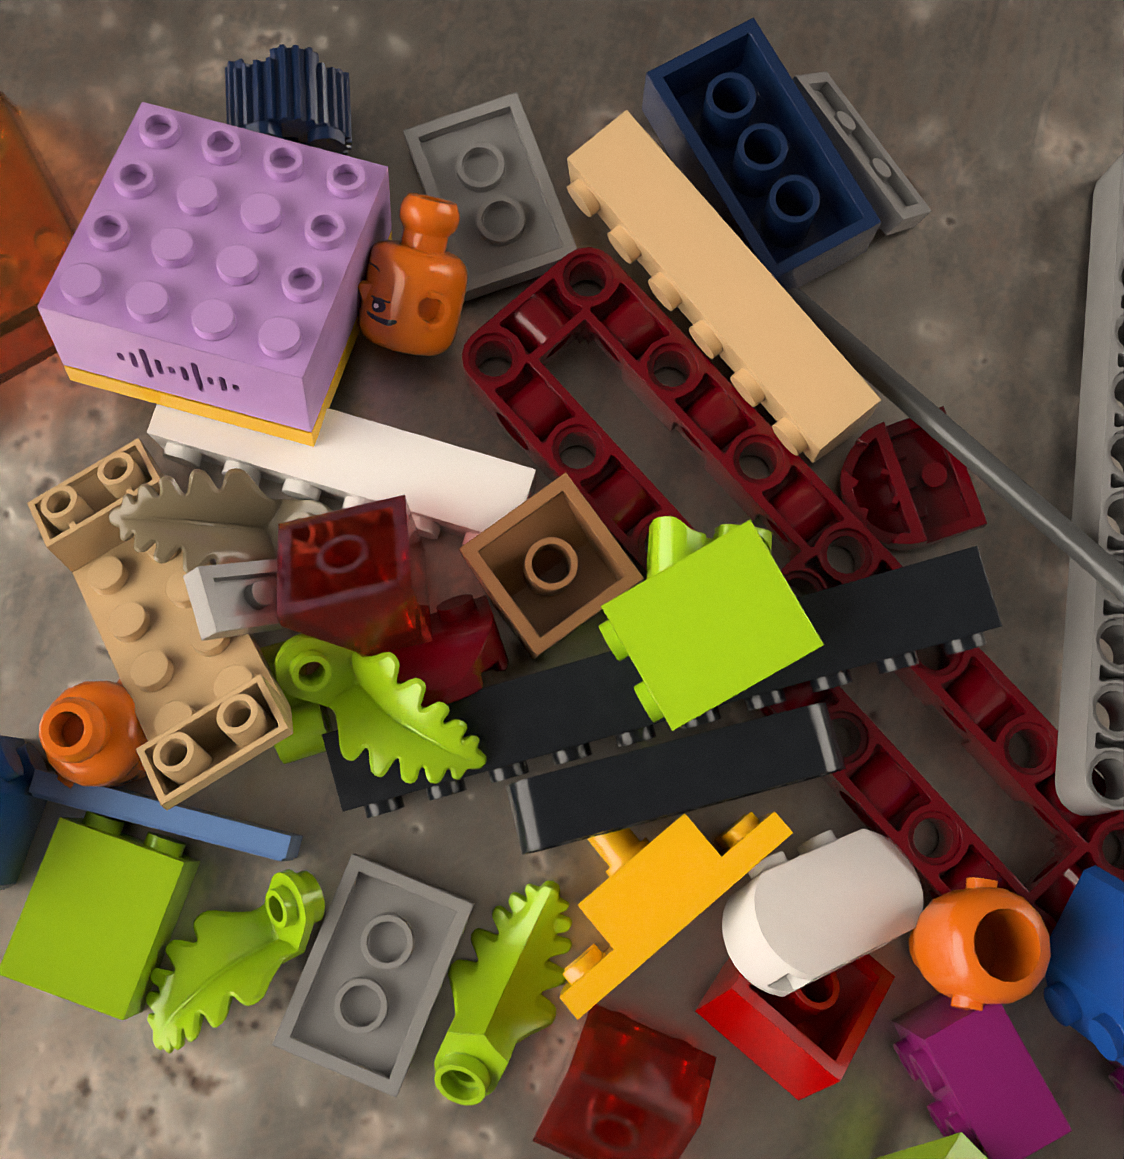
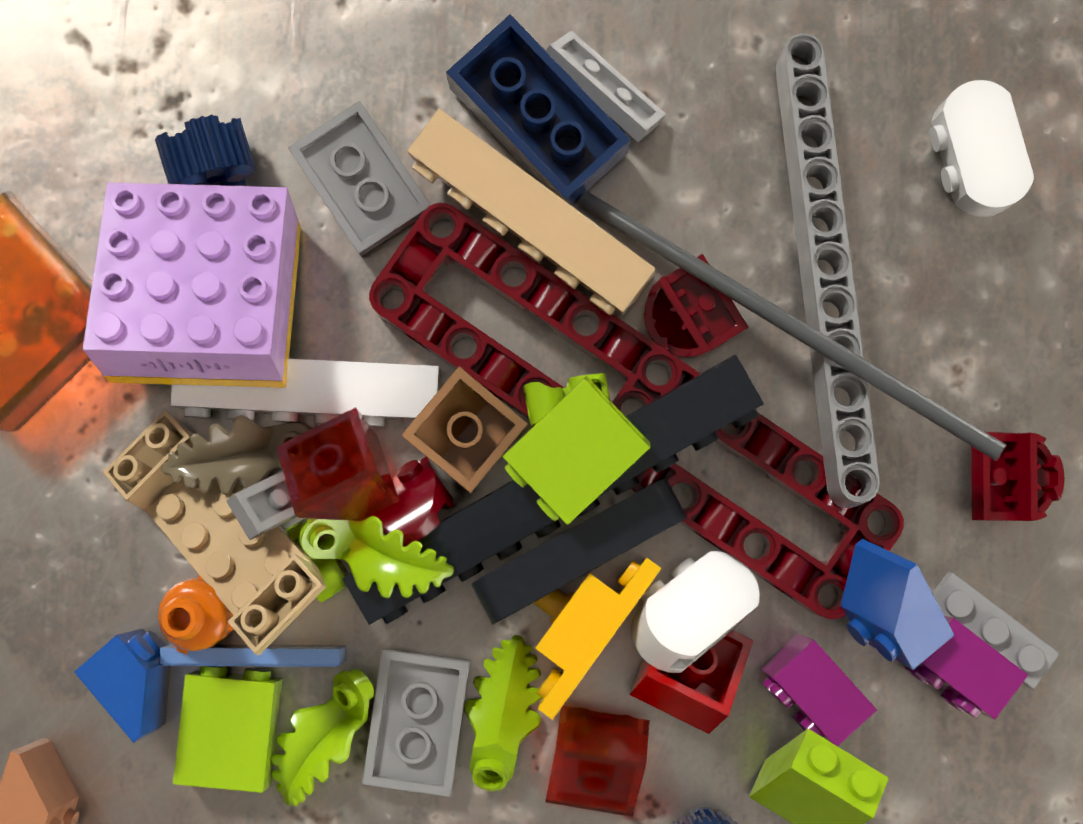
camera: 10 degrees left, 5 degrees up
(414, 284) = (324, 257): orange piece -> none
(981, 945) = (797, 609): orange piece -> none

